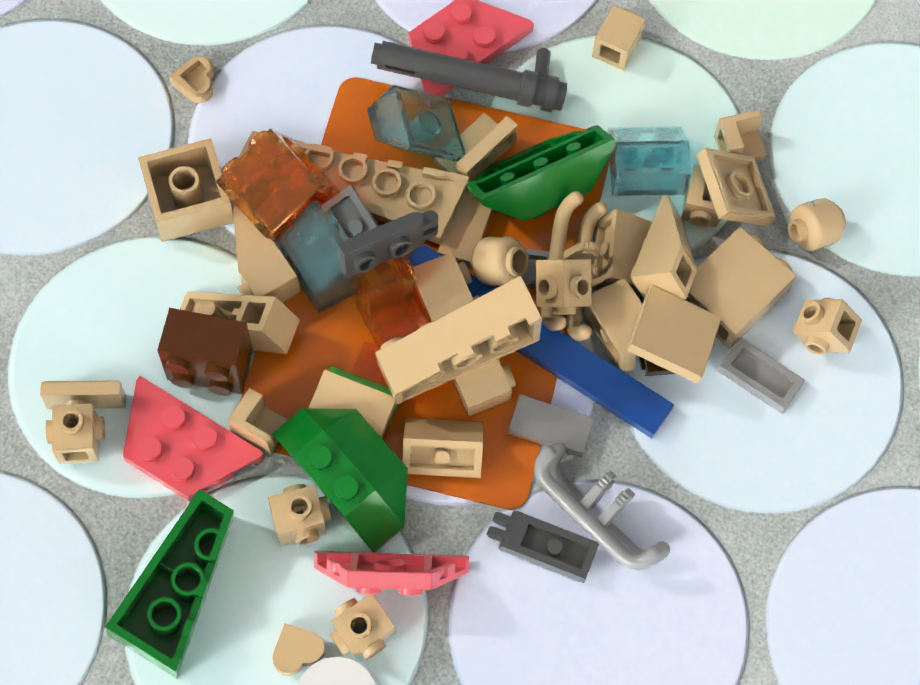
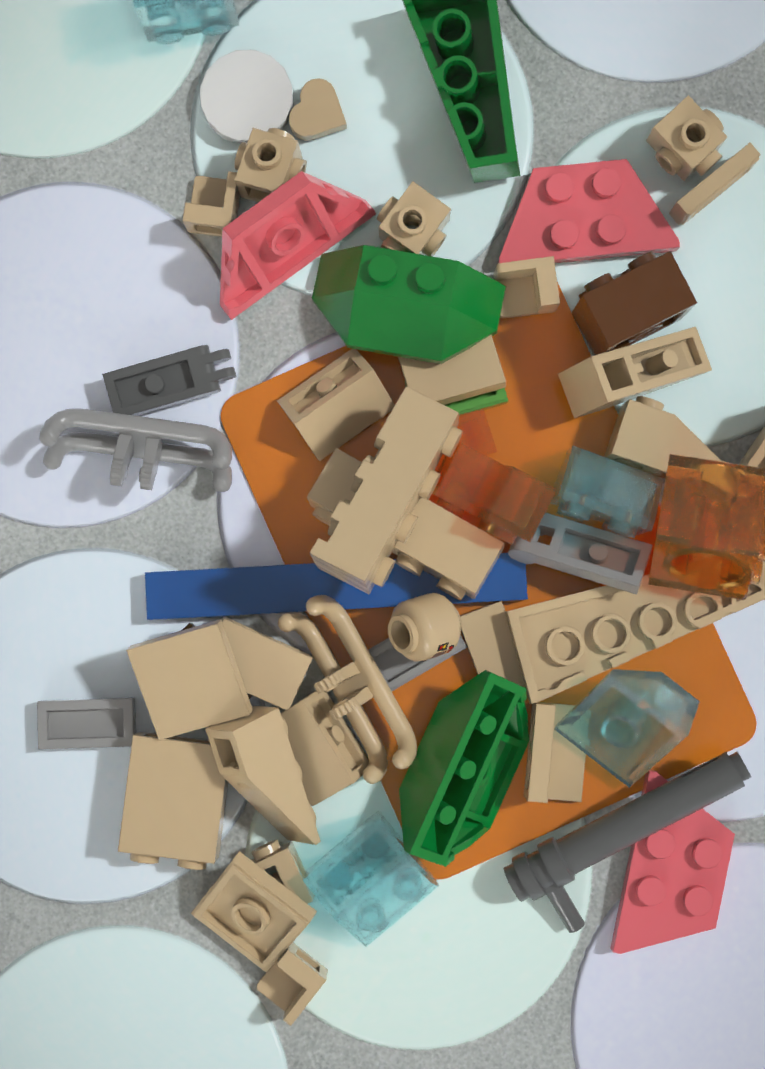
camera: 145 degrees right, 20 degrees up
(386, 242) = (532, 536): dark grey hinge -> none
(419, 638) = (212, 205): none -> tan panel
(550, 425) = (251, 506): light grey tile -> none
(563, 285) = (337, 644): tan brick -> none
(618, 37) = (510, 1007): tan brick -> none
(816, 224) = (143, 937): tan head -> none
(827, 326) = (51, 820): tan brick -> none

